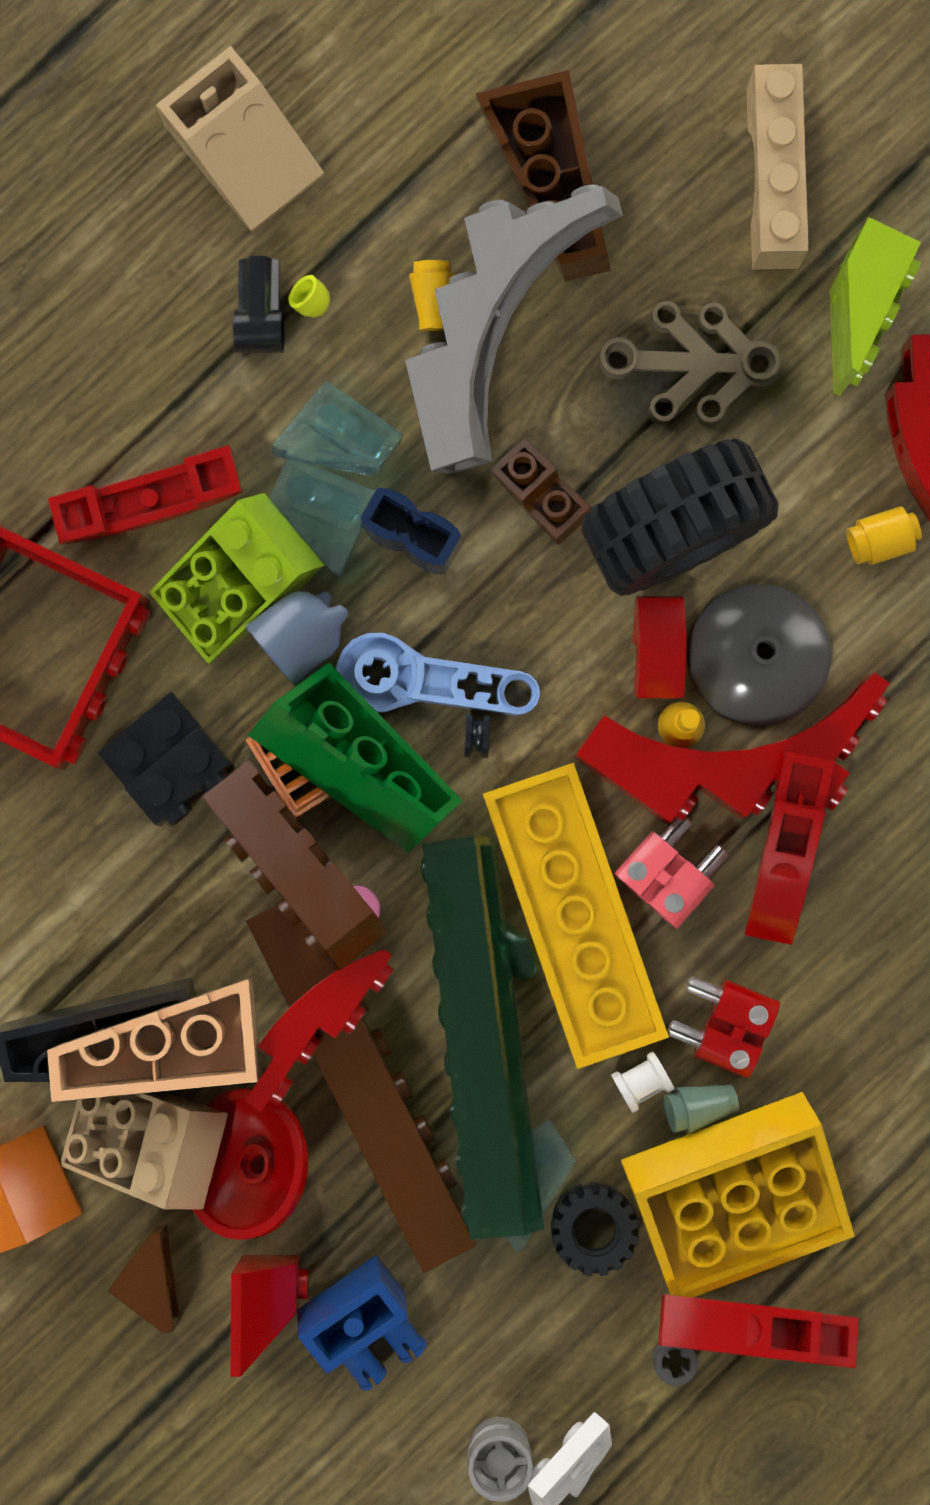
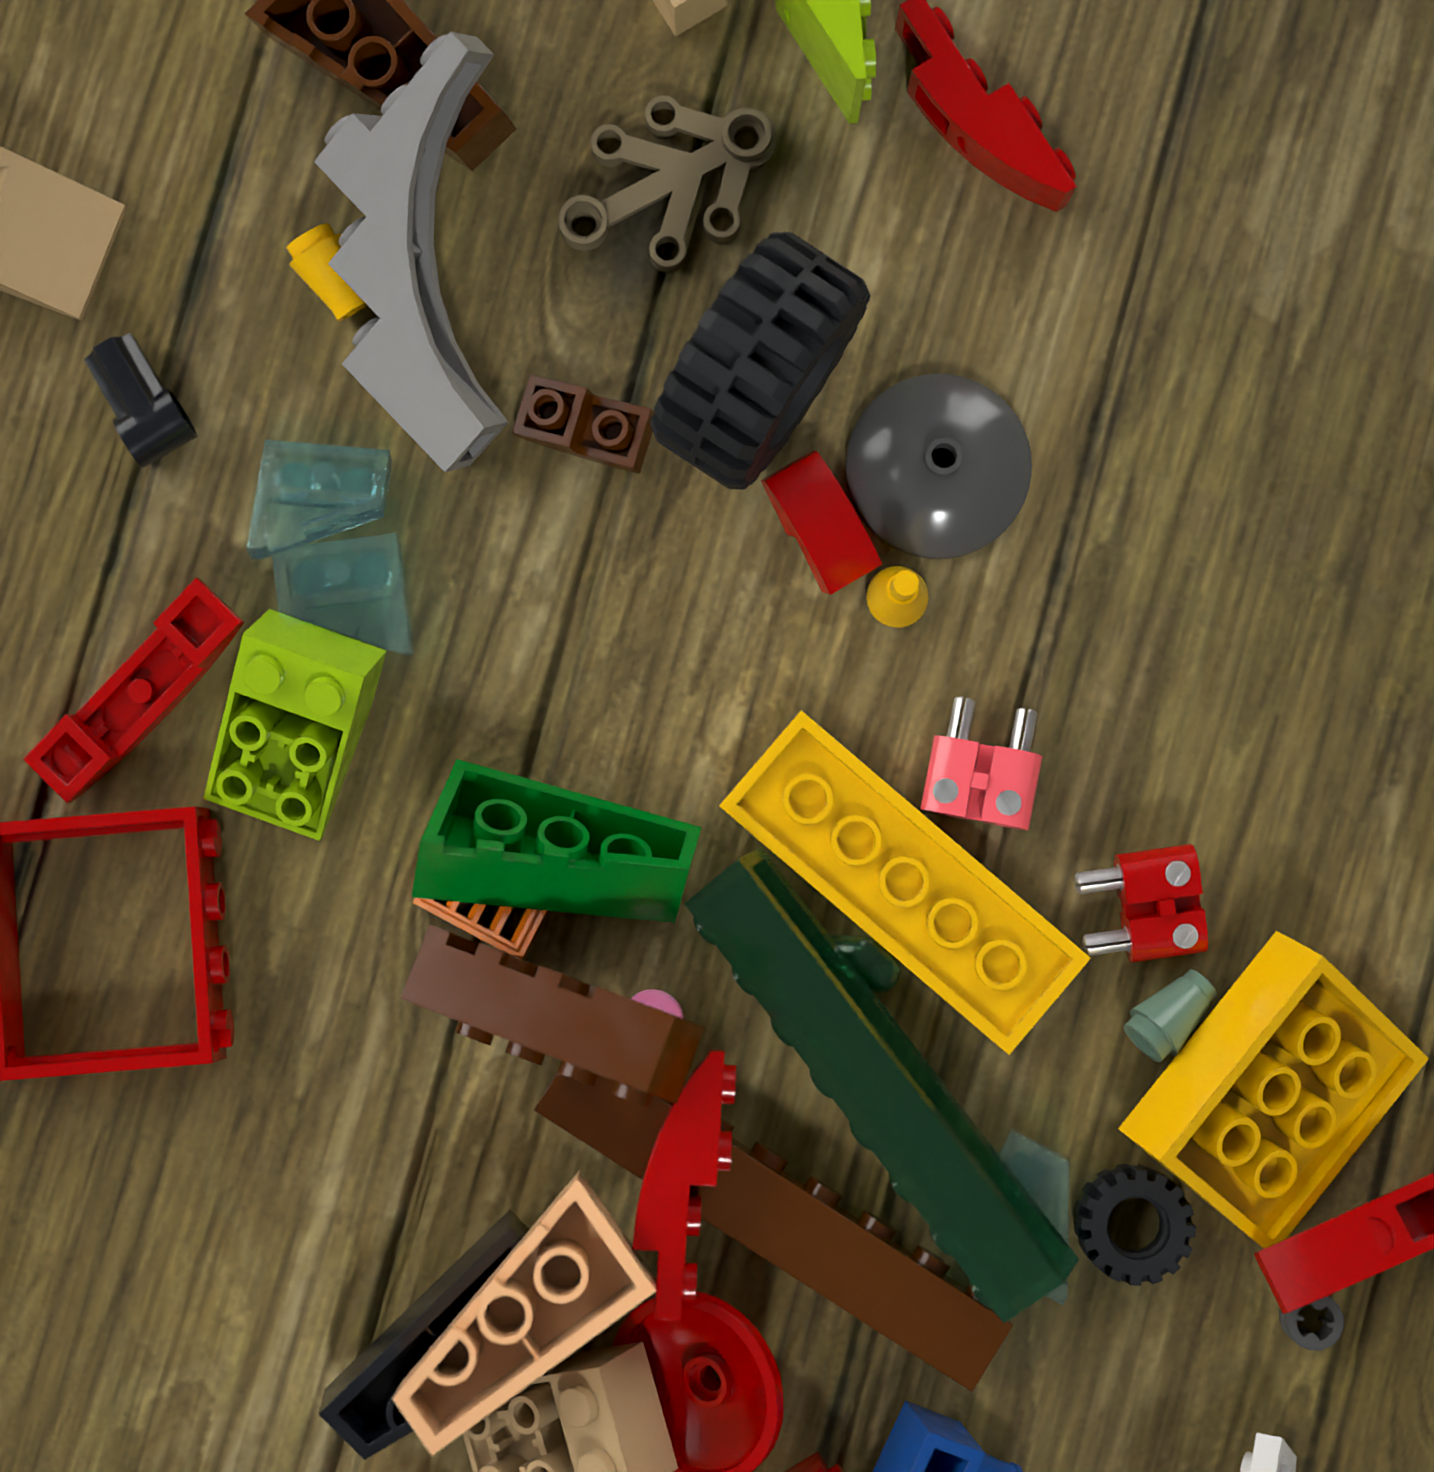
camera: 30 degrees left, 0 degrees up
(166, 761) = (336, 980): black plate -> none
(299, 632) = (402, 744): sand blue piece -> none
(309, 297) = (191, 355): neon yellow hinge -> none
(399, 526) = (443, 556): dark blue brick -> none
(424, 678) = (576, 713): light blue beam -> none
(477, 736) = (674, 744): black bush -> none
(642, 1082) = (1091, 1025): white bush -> none
(738, 780) = (1059, 564): red arch -> none
(789, 847) = (1102, 662): red slope -> none
(883, 536) = (1000, 251): yellow brick -> none

